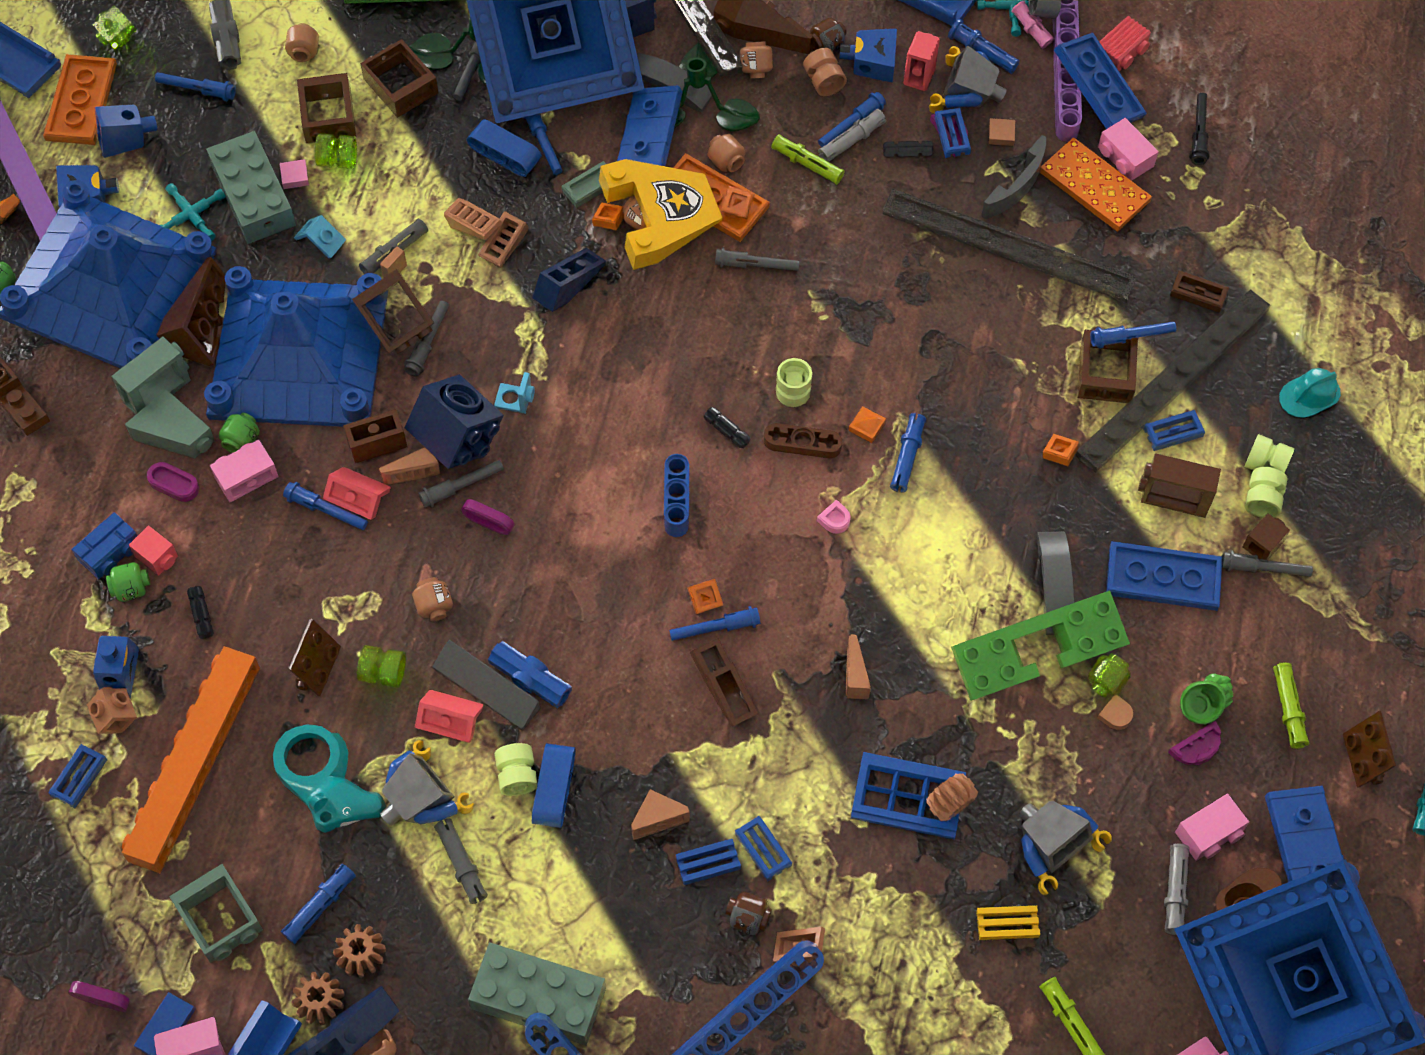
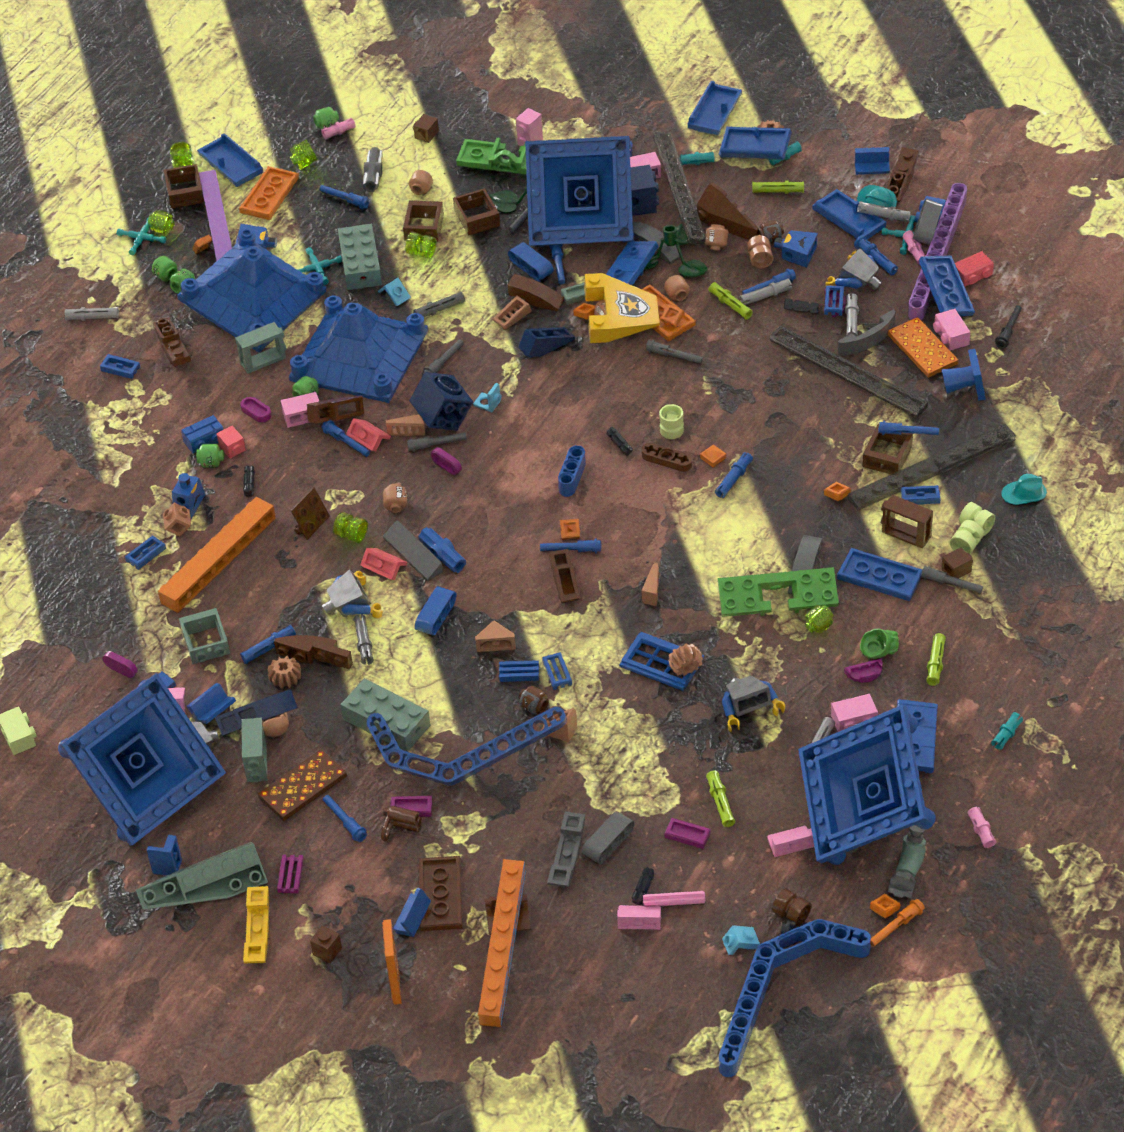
camera: 20 degrees right, 15 degrees down
(121, 128) = (288, 210): blue torso -> none
(171, 427) = (263, 378): sand green slope -> none
(195, 315) = (301, 320): reddish brown wedge -> none
(294, 174) = (390, 255): bright pink tile -> none
(295, 463) = (335, 409): none -> reddish brown slope
(312, 1008) = (250, 690): nougat gear -> none
(327, 794) = (294, 590): teal animal -> none
(375, 436) = (389, 403): reddish brown brick -> none
(378, 289) = (416, 321): reddish brown window -> none
(381, 898) = (307, 648): none -> reddish brown slope
(393, 261) = (435, 314): nougat tile -> none
(469, 218) = (494, 296): nougat slope -> none
(515, 766) = (414, 596): yellowish green wheel -> none
(527, 200) = (534, 293): none -> reddish brown slope
(835, 518) = (671, 503): bright pink tile -> none
(921, 61) = (826, 254): coral brick -> none
(981, 145) = (852, 311): none -> light grey pin
(1001, 132) = (869, 307): nougat tile -> none
(1033, 920) = (700, 737): yellow tile -> none
(1116, 713) = (816, 643): nougat tile -> none
(1179, 225) = (965, 377): none -> blue plant
(1198, 295) = (969, 420): reddish brown tile -> none
(1369, 750) = (976, 691): reddish brown hinge -> none

